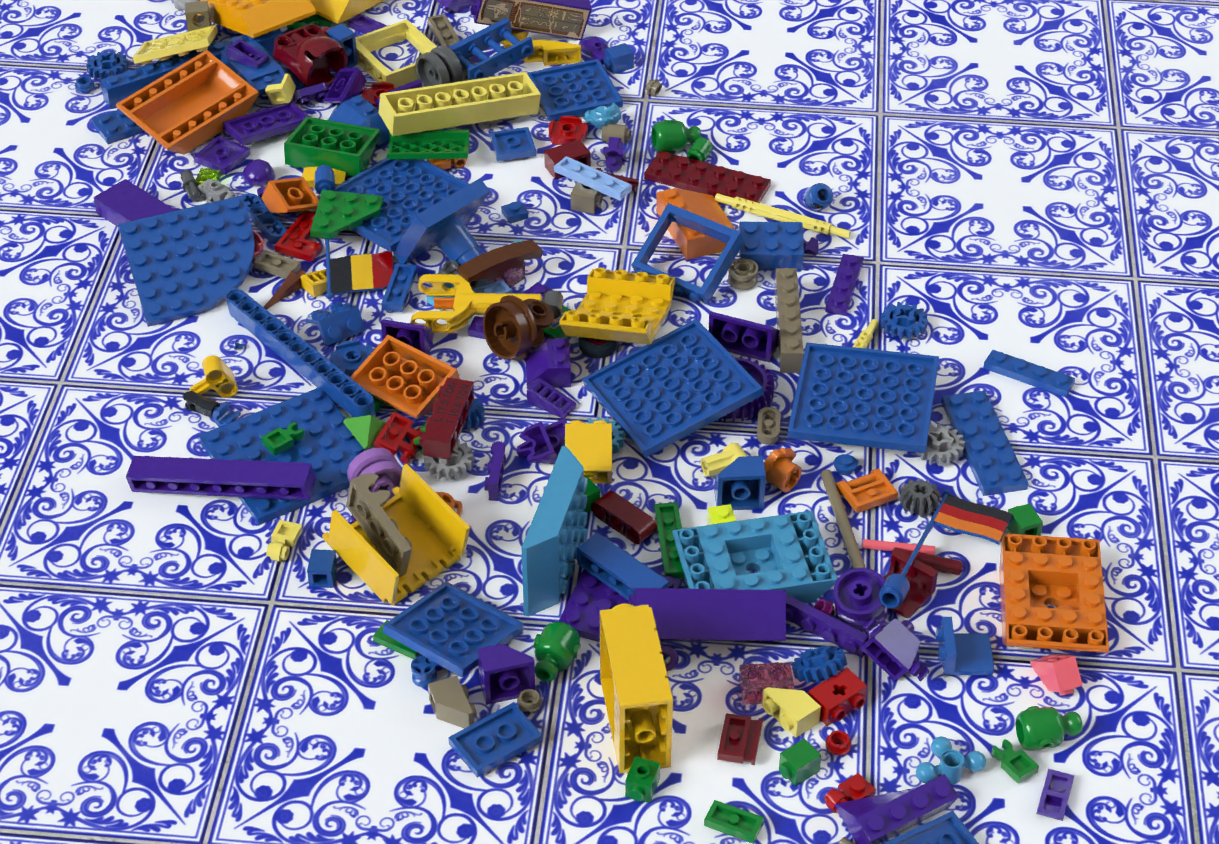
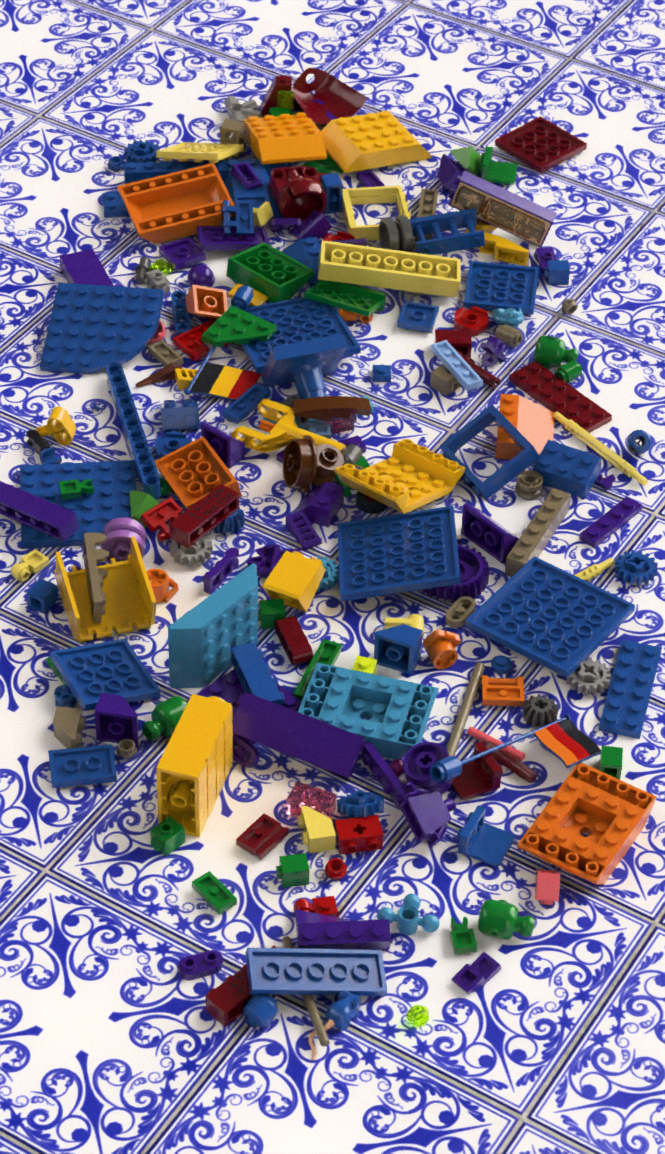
camera: 25 degrees right, 0 degrees up
(270, 96) = (243, 217): none -> blue plate

